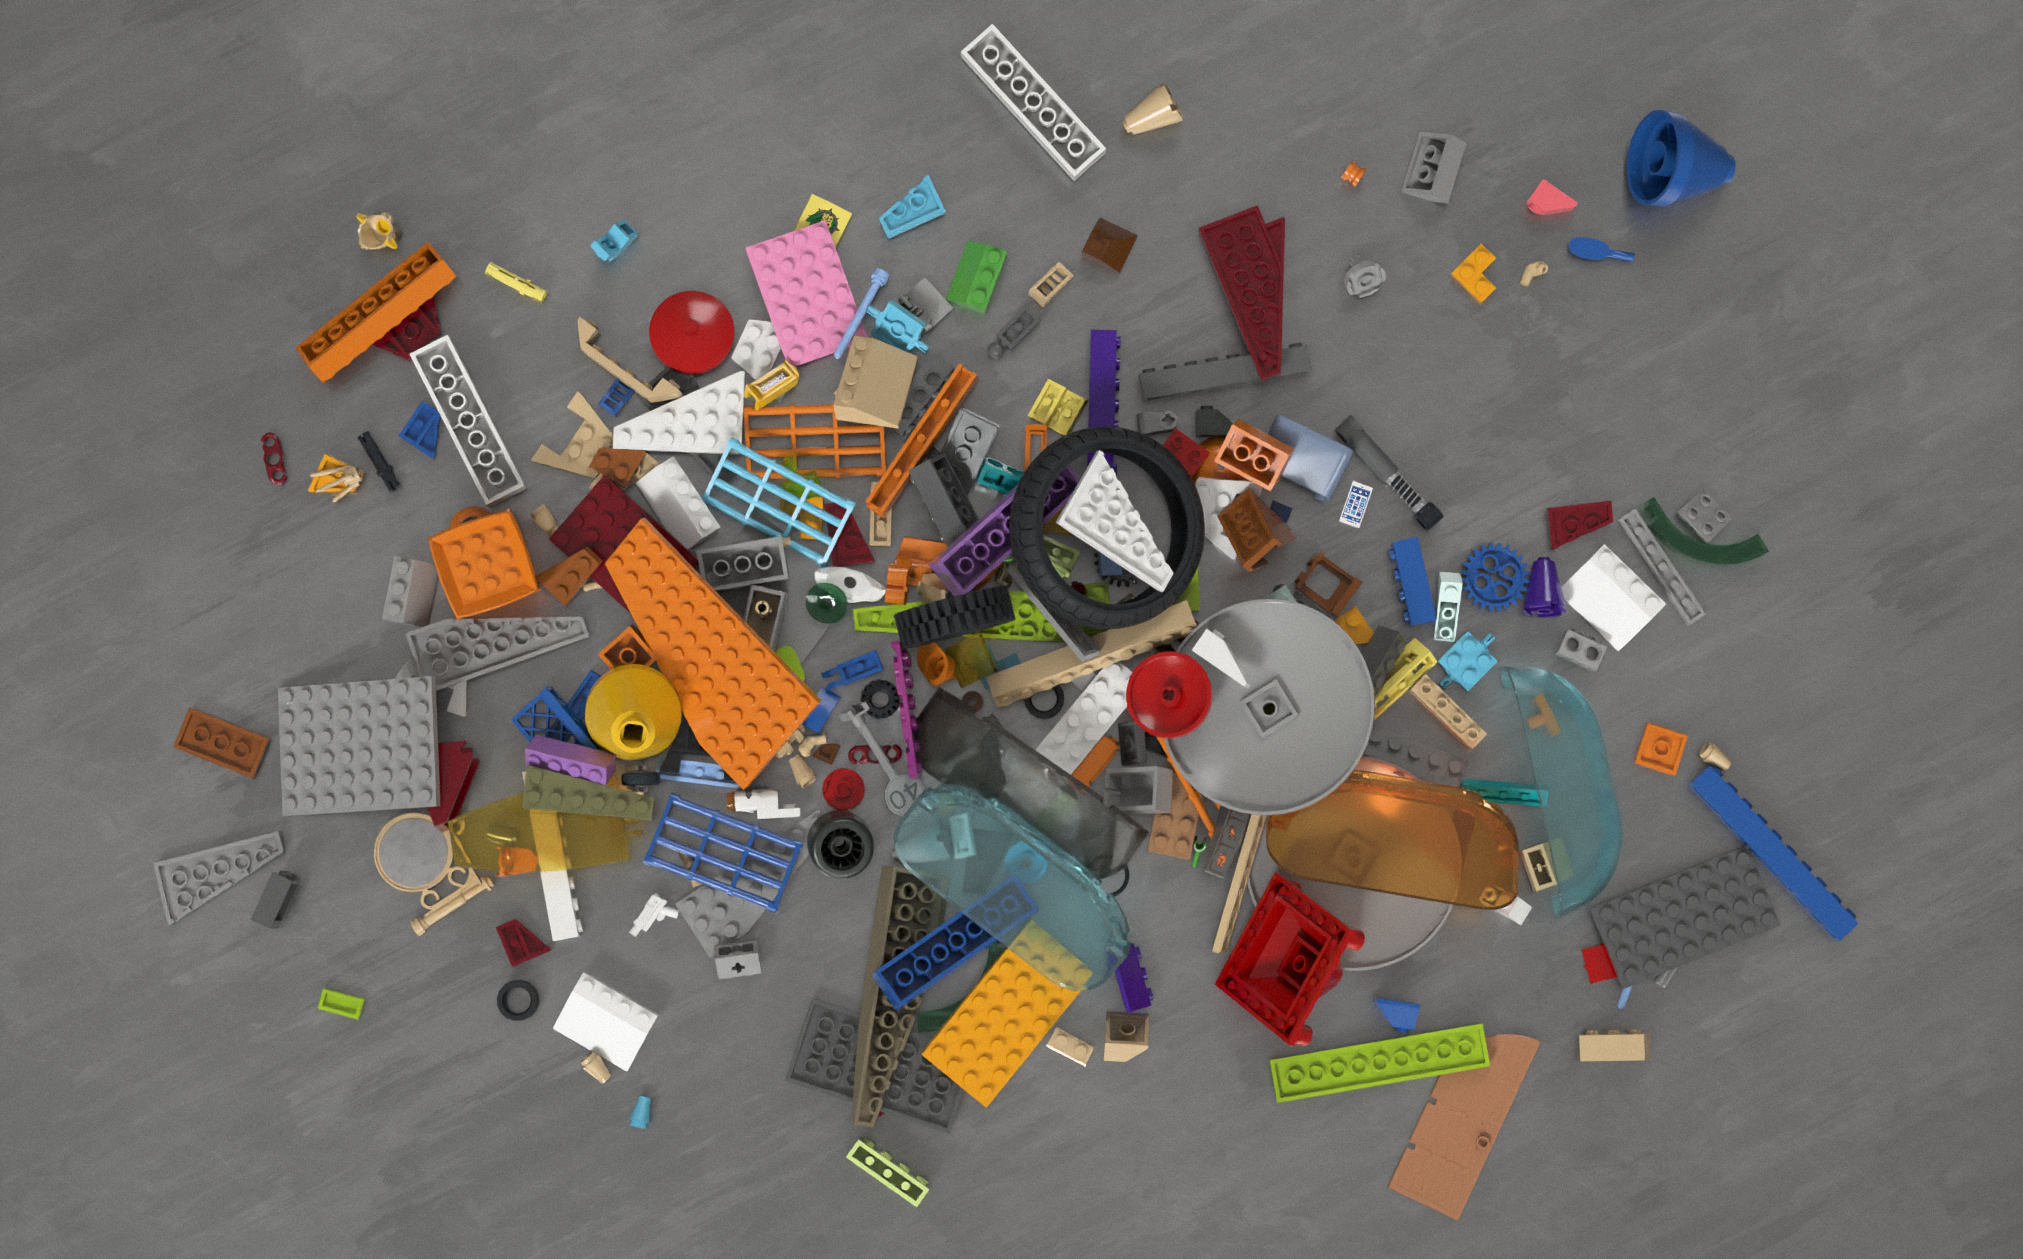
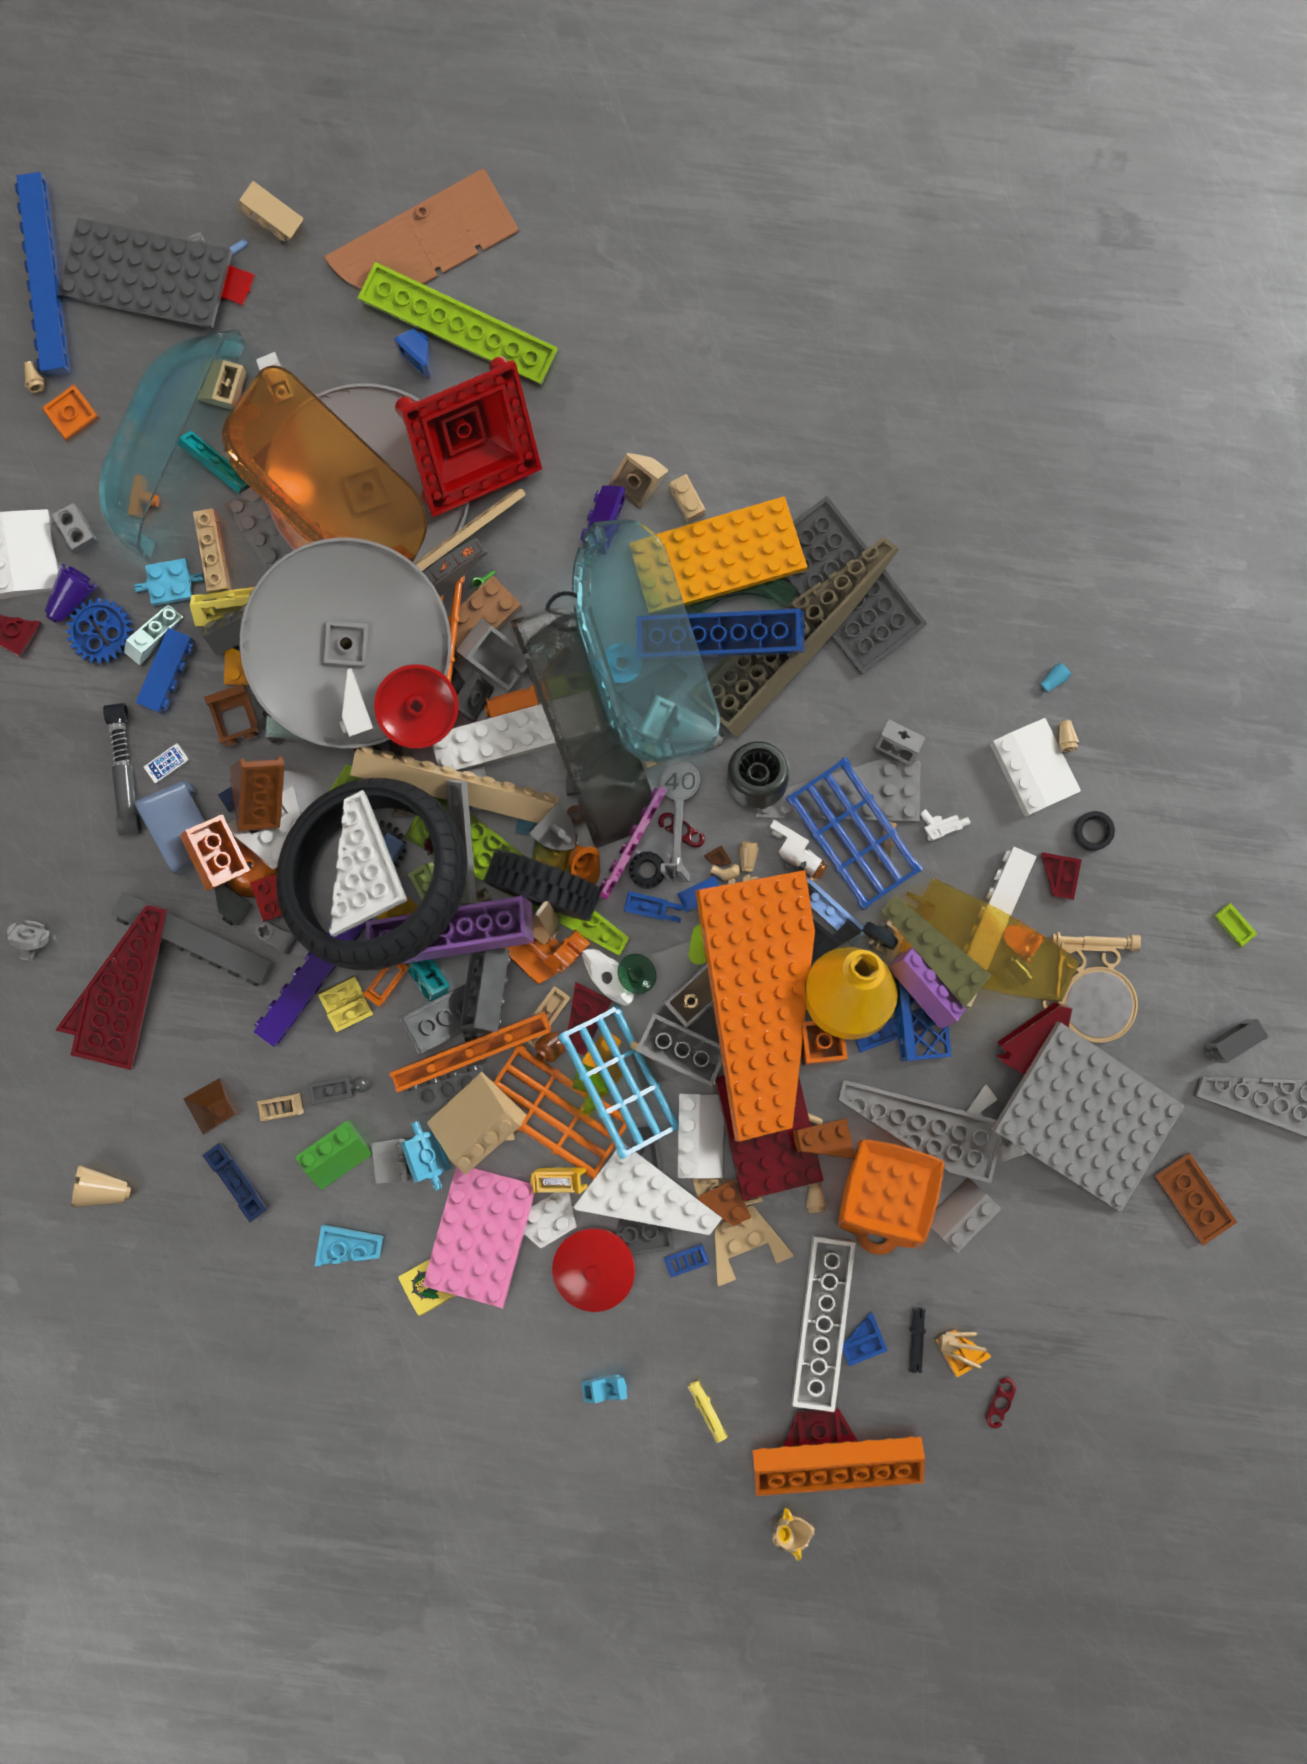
camera: 145 degrees left, 0 degrees up
(664, 389) = (650, 1236): tan slope -> none
(843, 789) = (725, 819): red tile -> none
(857, 490) = (549, 1047): none -> dark orange head
(879, 278) = (413, 1208): light blue piece -> none
(889, 1173) = (894, 498): yellowish green brick -> none
(980, 675) = (555, 830): none -> light grey shield
(1033, 102) = (188, 1266): white brick -> none
(1043, 197) = (235, 1181): none -> dark blue slope
(1050, 713) = (519, 765): black tyre -> none

